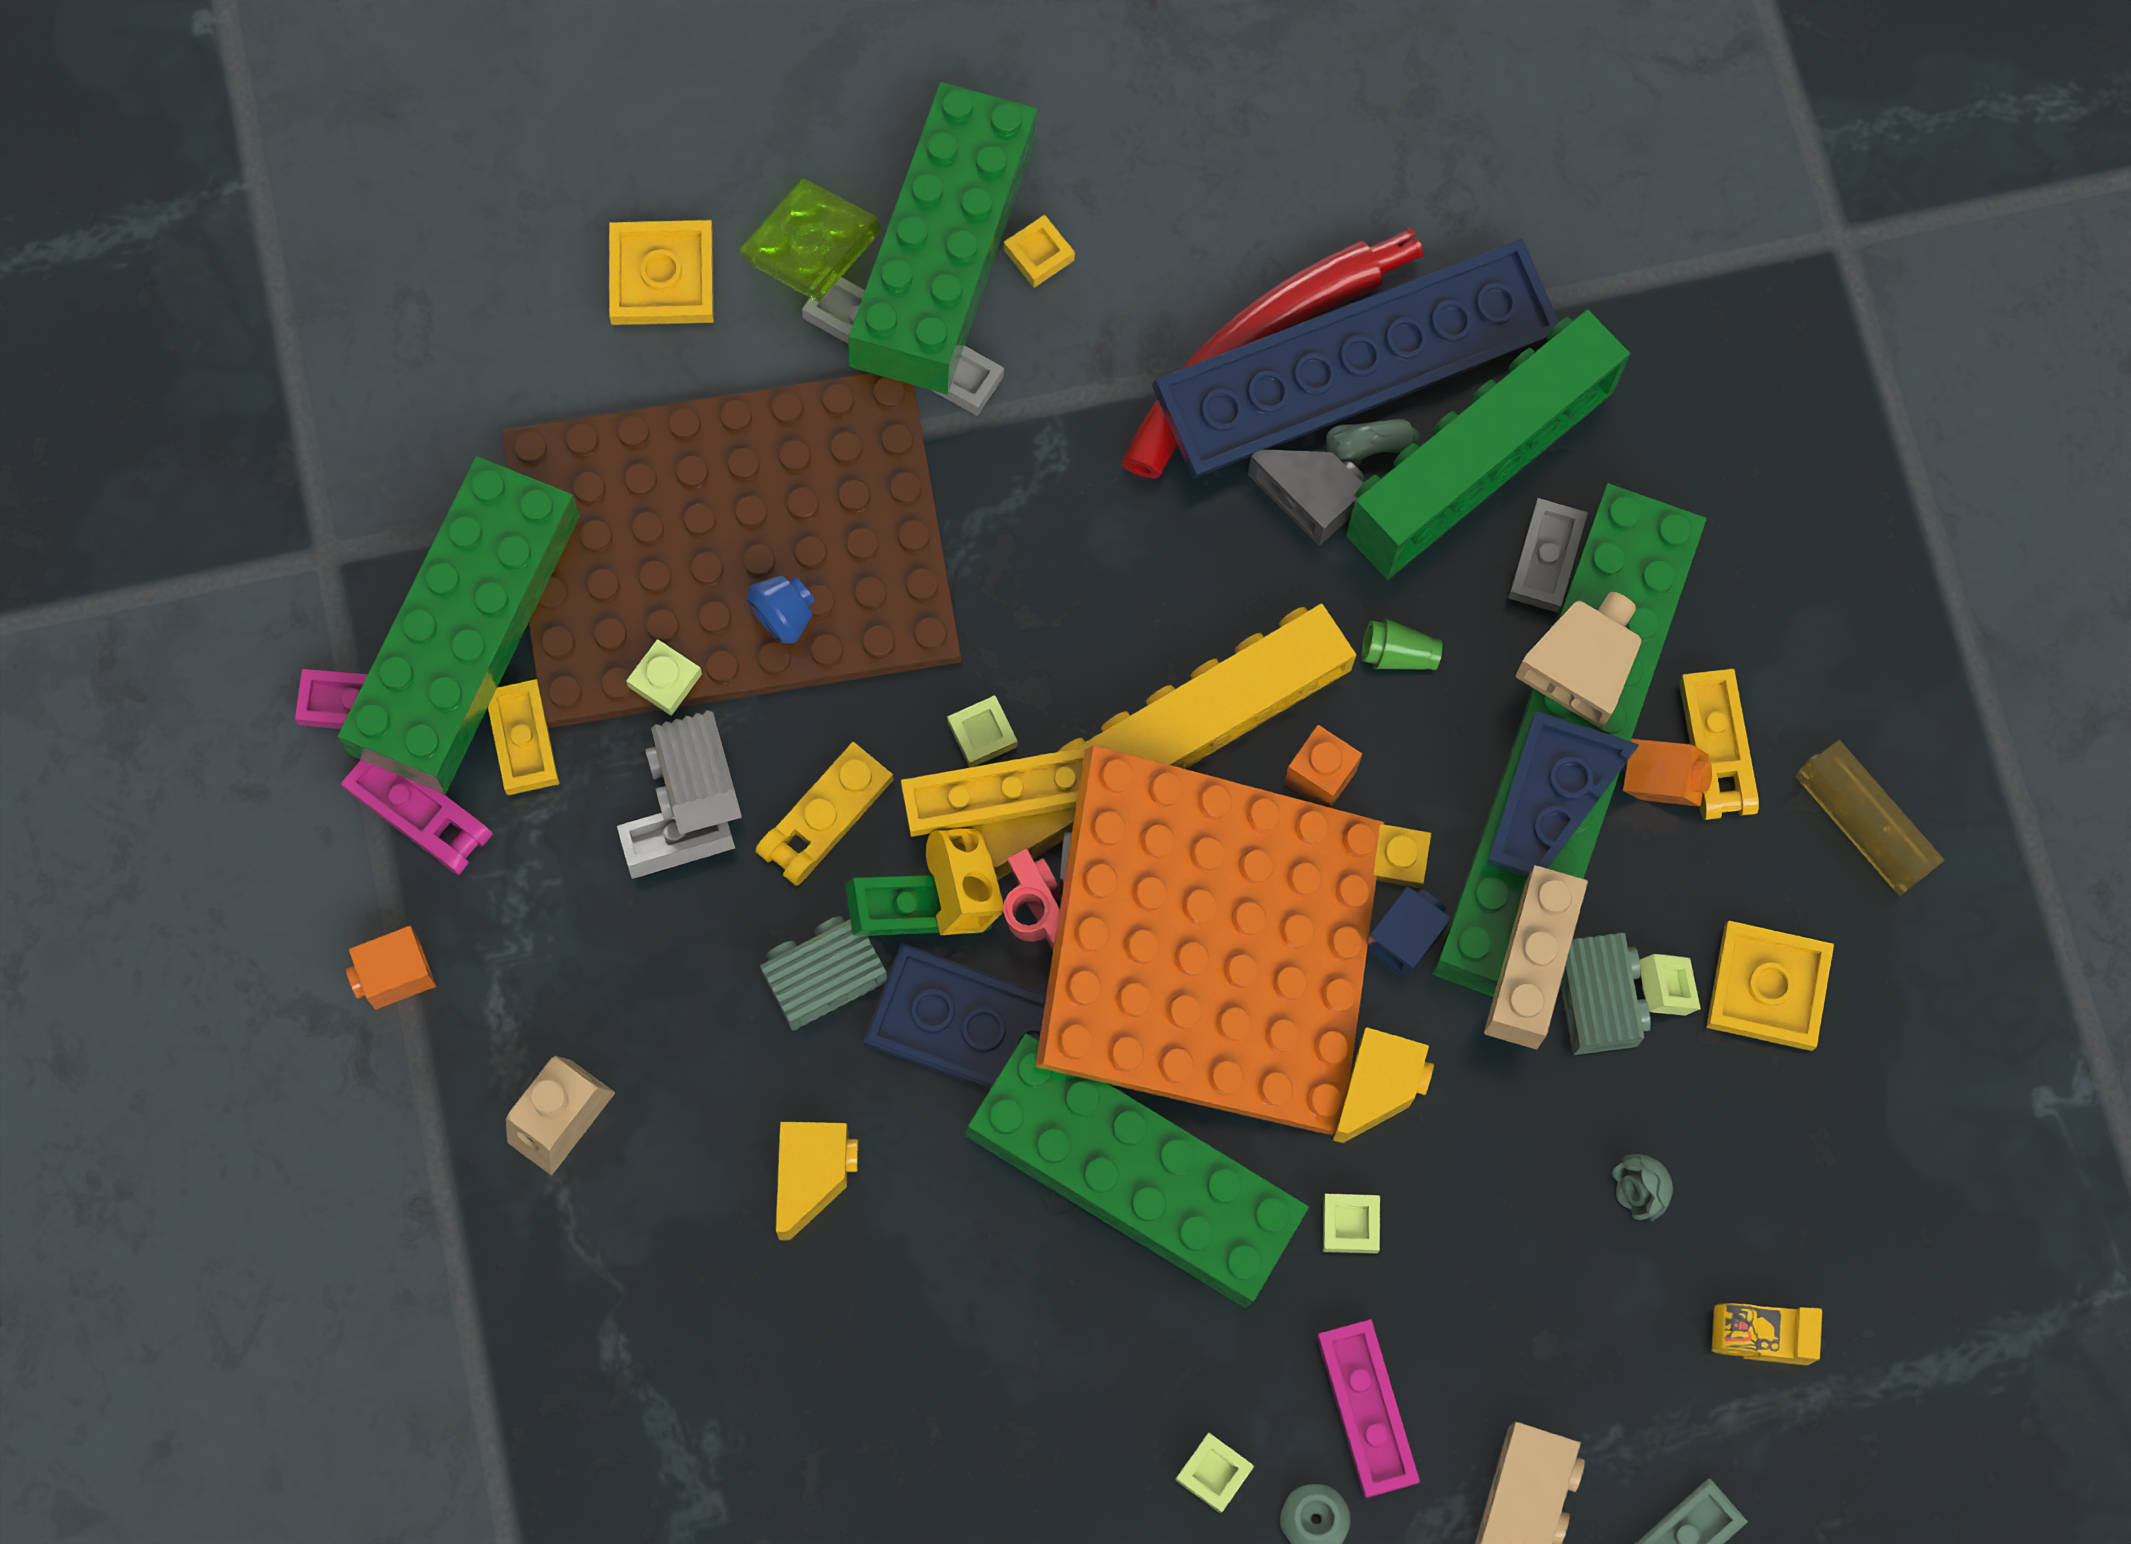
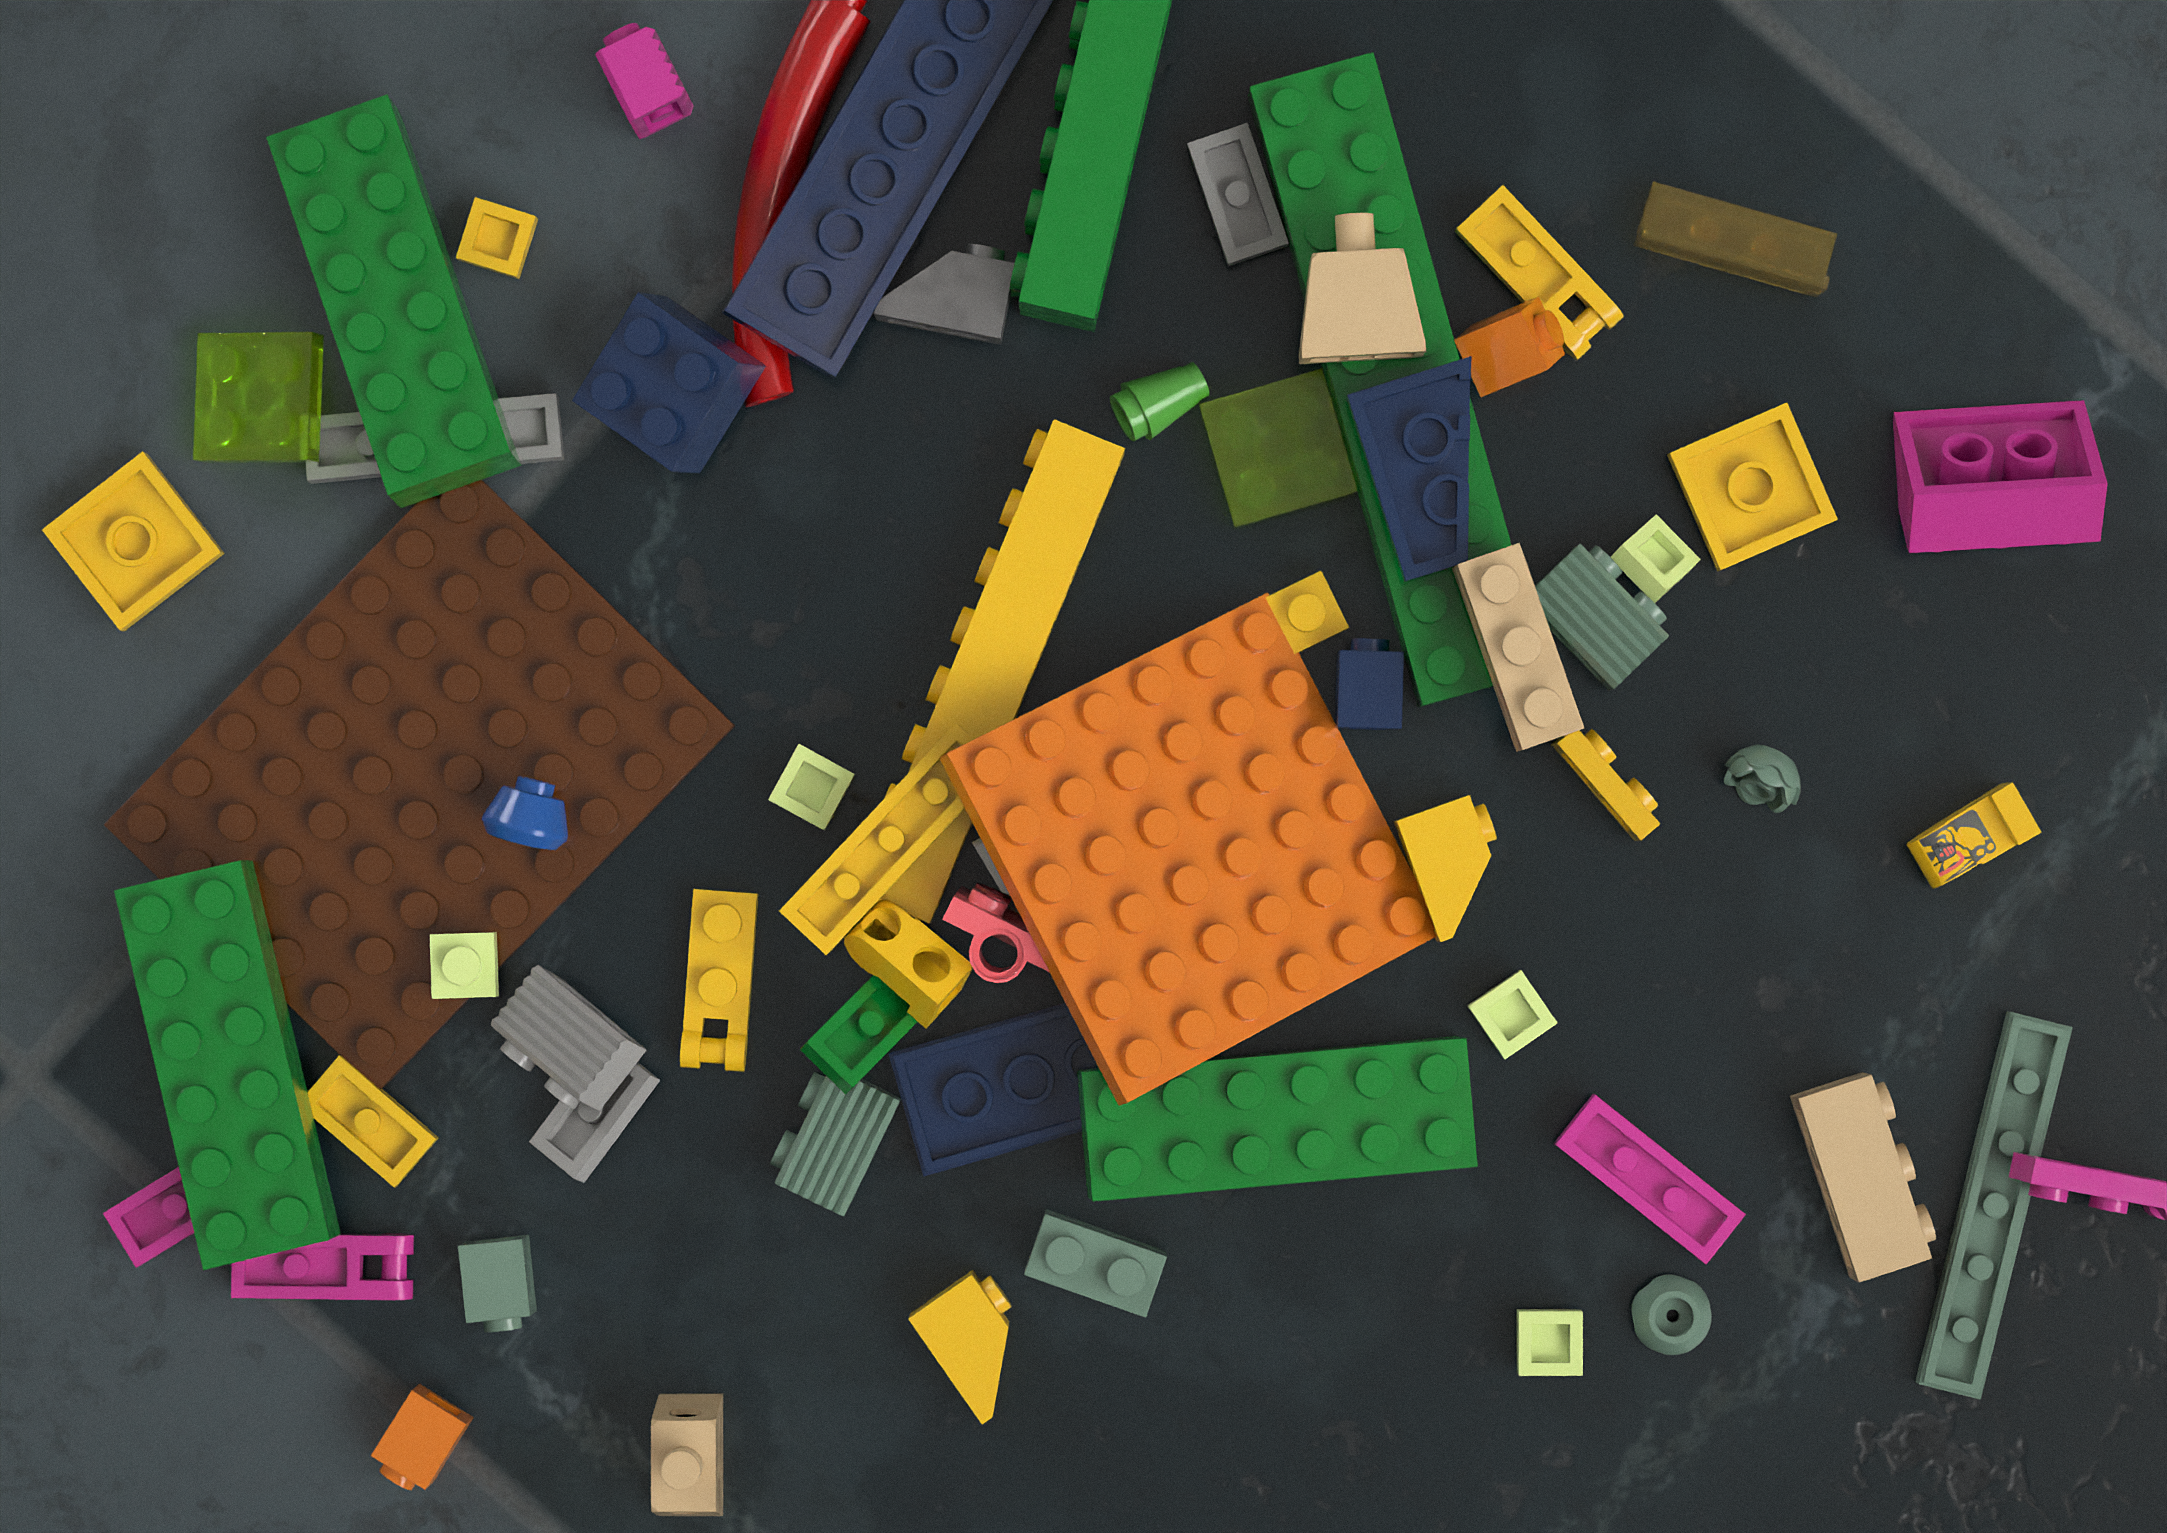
camera: 30 degrees left, 15 degrees up
(524, 901) = (497, 1282): none -> sand green brick
(937, 1181) = (1095, 1263): none -> sand green brick
(1083, 406) = (668, 383): none -> dark blue brick
(1208, 214) = (643, 79): none -> dark pink brick
(1322, 768) = (1172, 584): orange brick -> none
(1362, 440) = (967, 211): sand green piece -> none
(1458, 734) = (1278, 448): none -> clear neon green plate
(1528, 1088) = (1626, 802): none -> yellow plate
(1950, 1100) = (1998, 476): none -> dark pink slope

